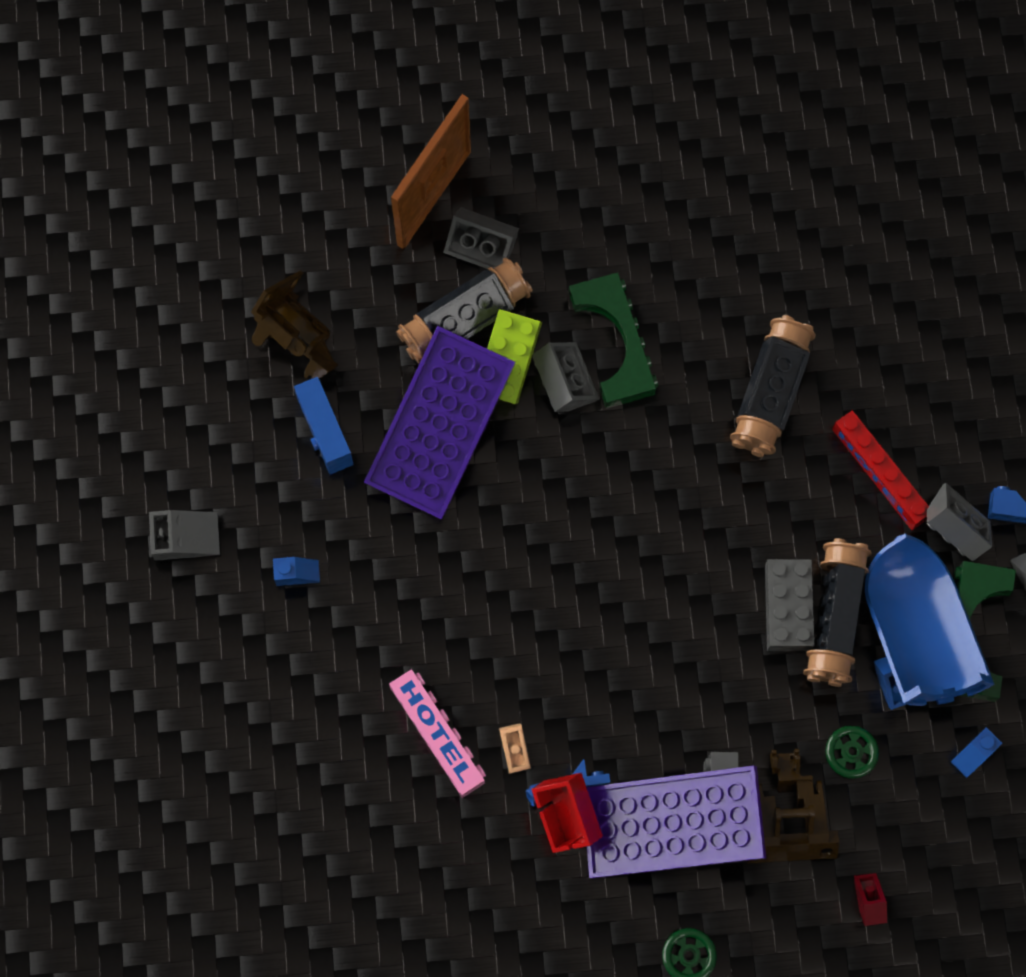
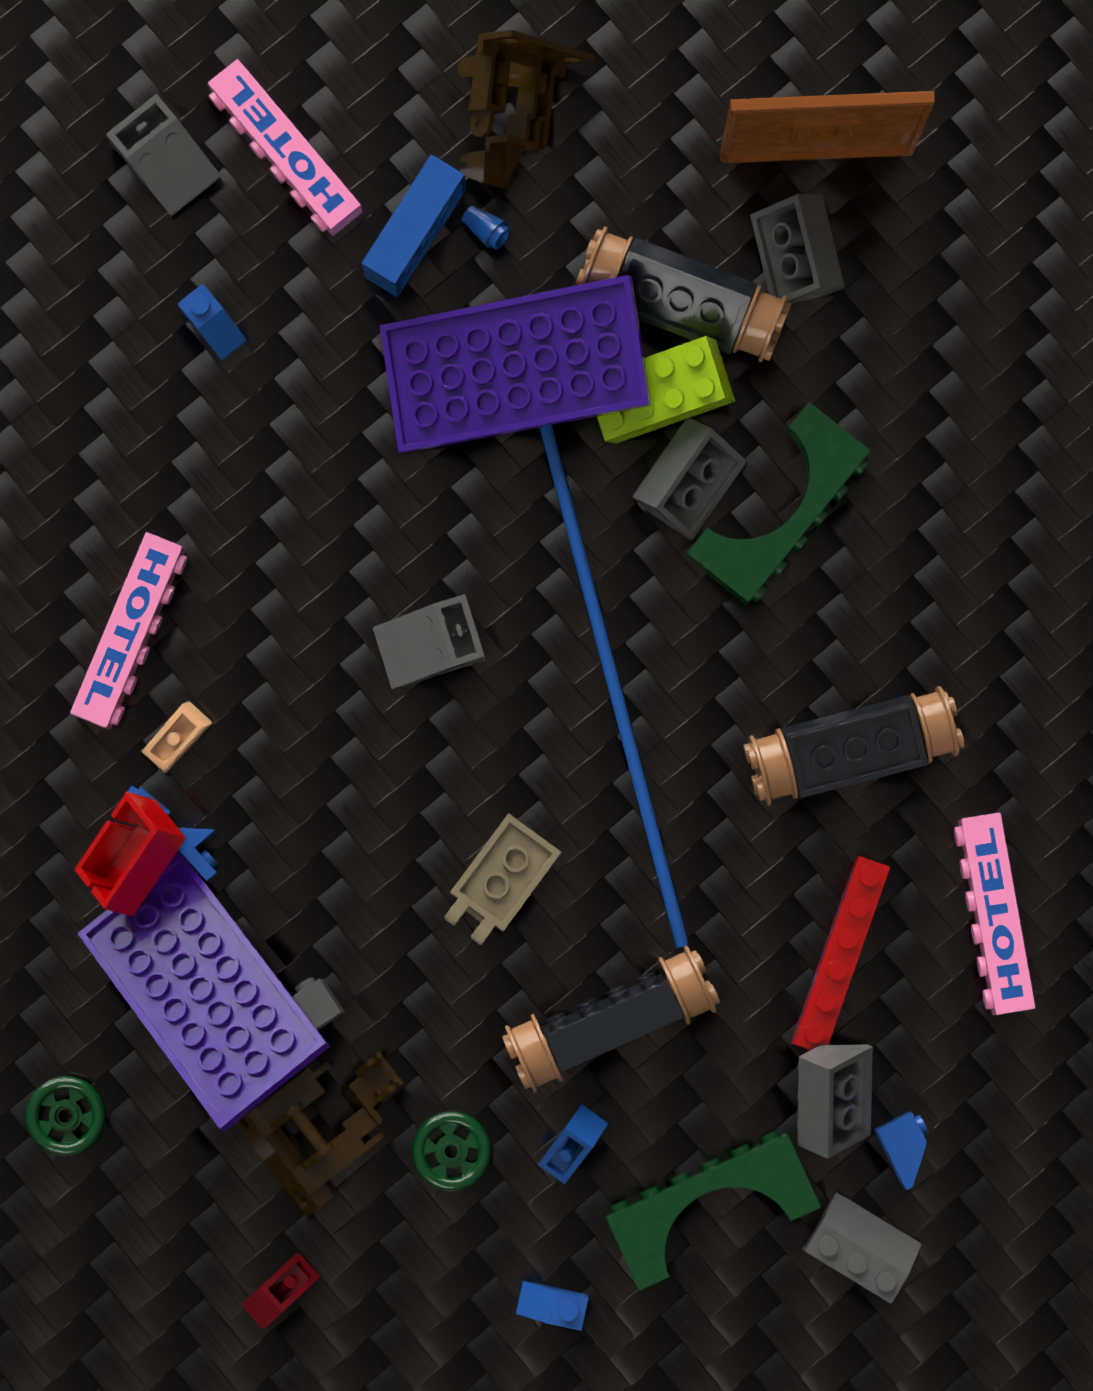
camera: 55 degrees right, 10 degrees up
(227, 467) = (284, 147): none -> bright pink brick
(351, 390) = (488, 228): none -> blue cone
(559, 572) = (429, 642): none -> dark grey slope
(651, 492) = (614, 687): none -> blue piece
(717, 622) = (501, 877): none -> dark tan tile
(789, 605) = (582, 952): dark grey brick -> none
(913, 376) = (995, 914): none -> bright pink brick
(923, 625) = (663, 1137): blue panel -> none

